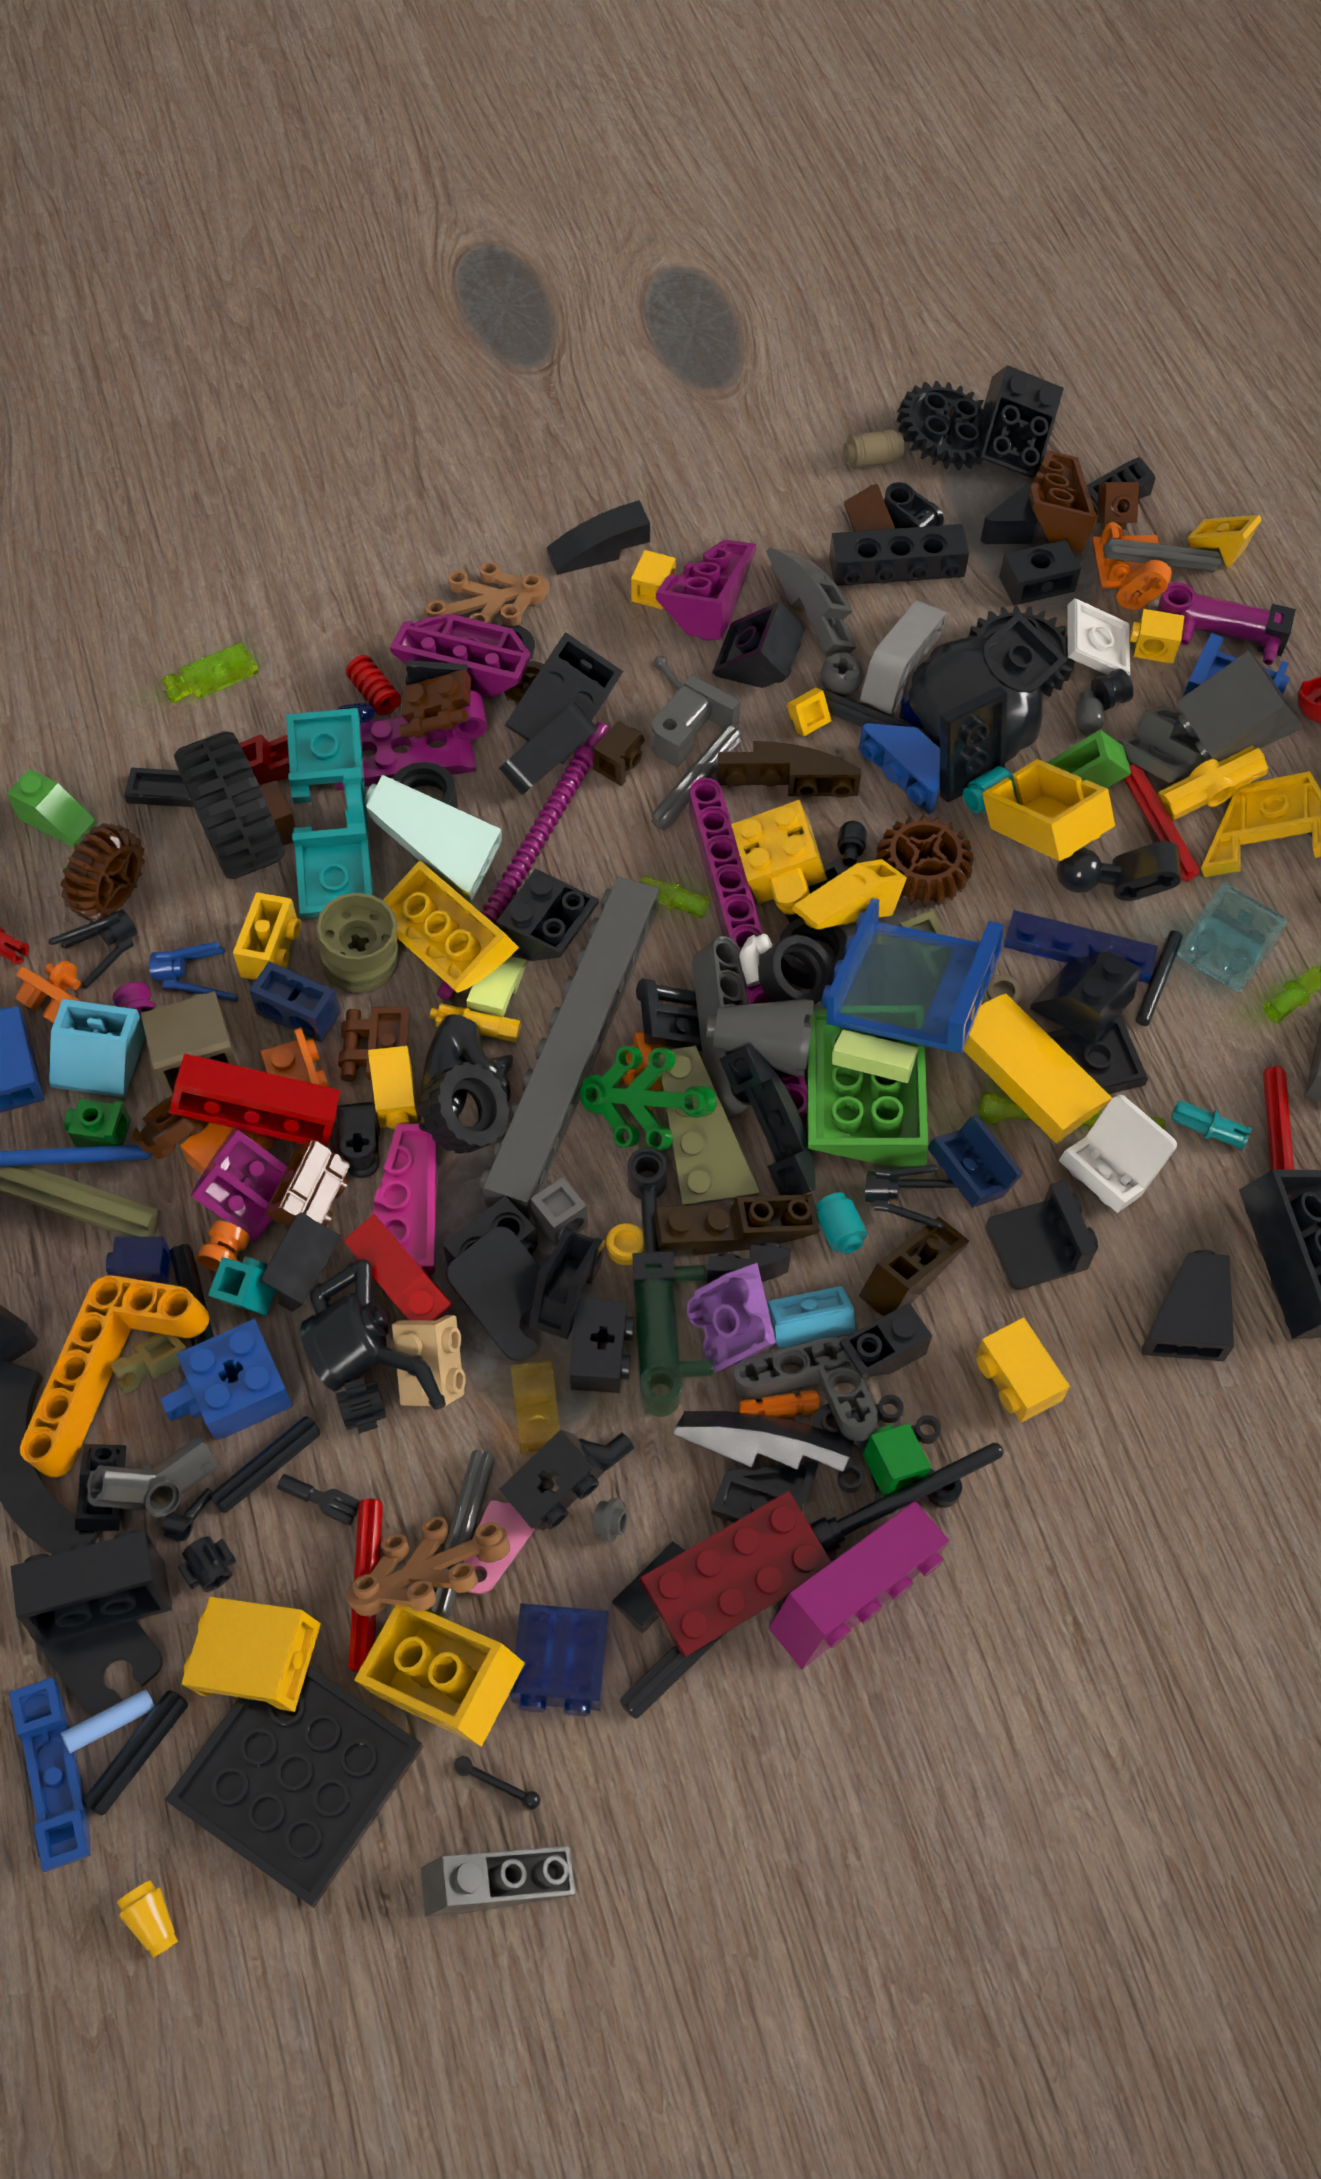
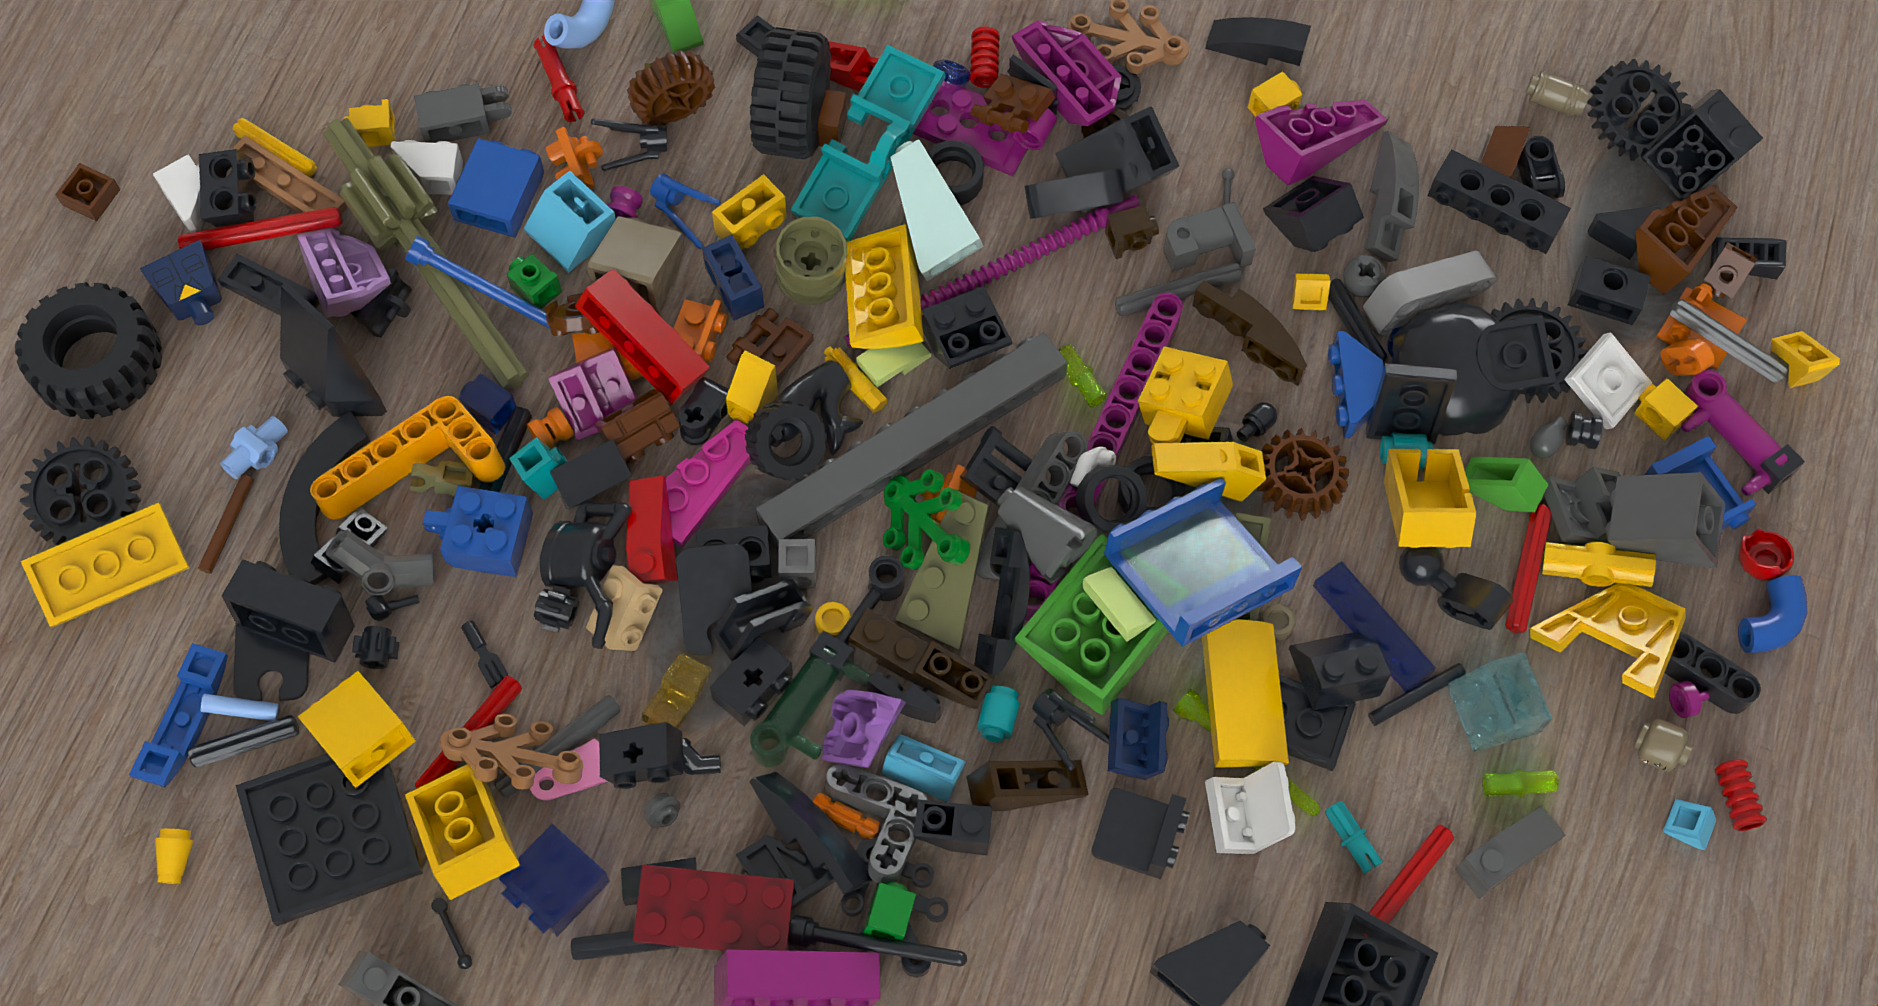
camera: 35 degrees right, 5 degrees up
(265, 1464) = (466, 605): black axle -> none
(1021, 1370) = (1039, 917): yellow brick -> none

